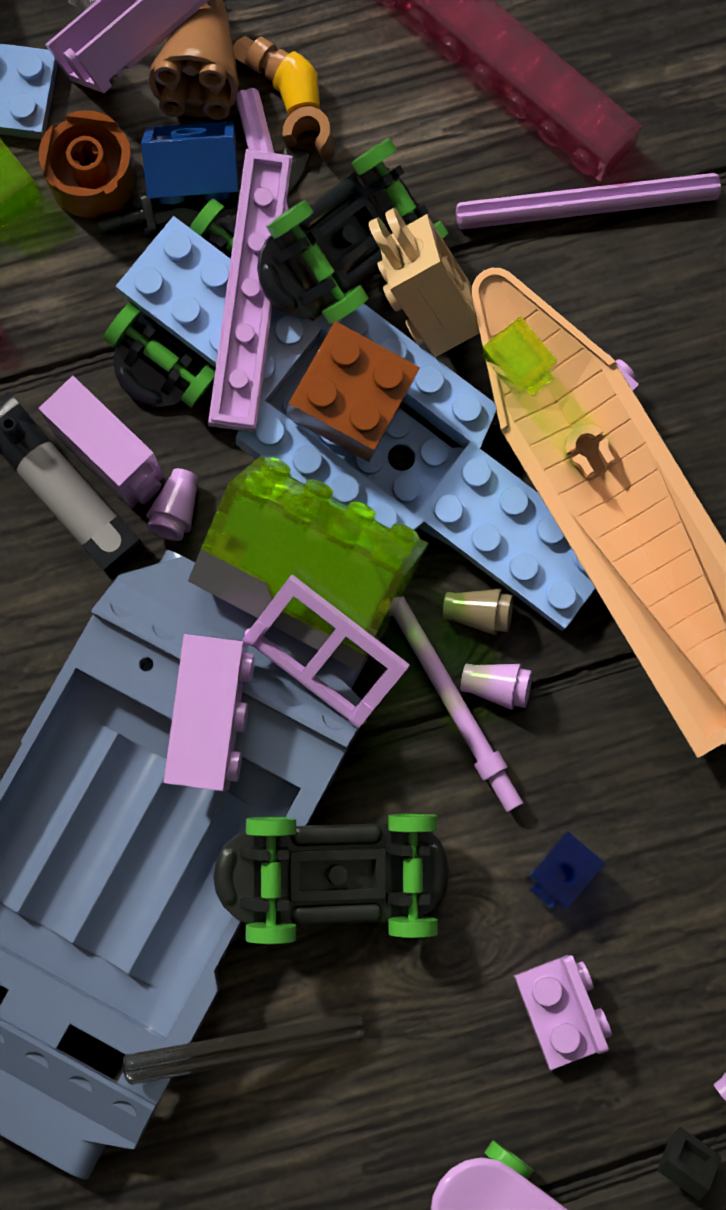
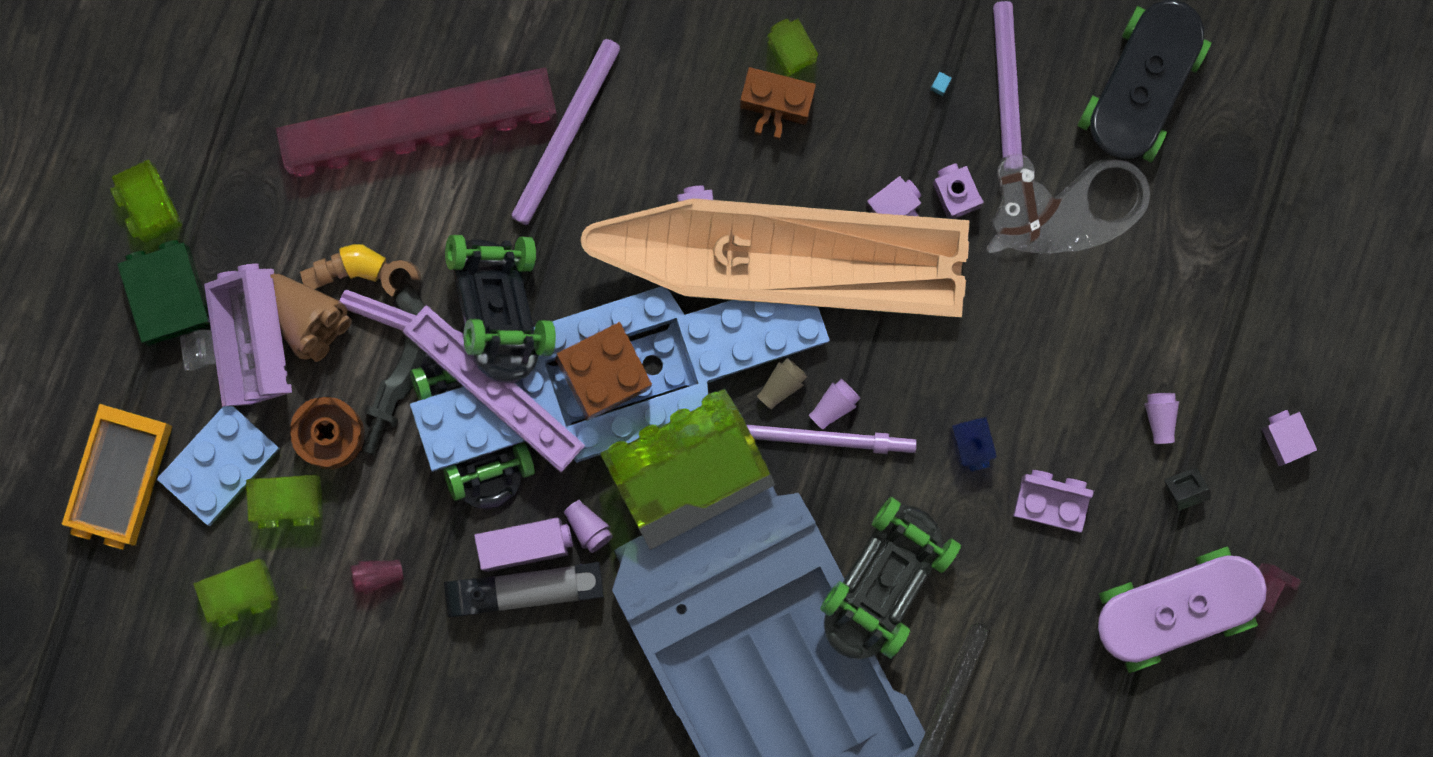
camera: 55 degrees left, 5 degrees up
(190, 161) = (366, 364): blue slope -> none
(208, 713) = (741, 590): lavender brick -> none
(344, 627) = (746, 476): lavender window -> none
(425, 282) = (561, 276): tan brick -> none
(520, 359) = (655, 256): clear neon green brick -> none

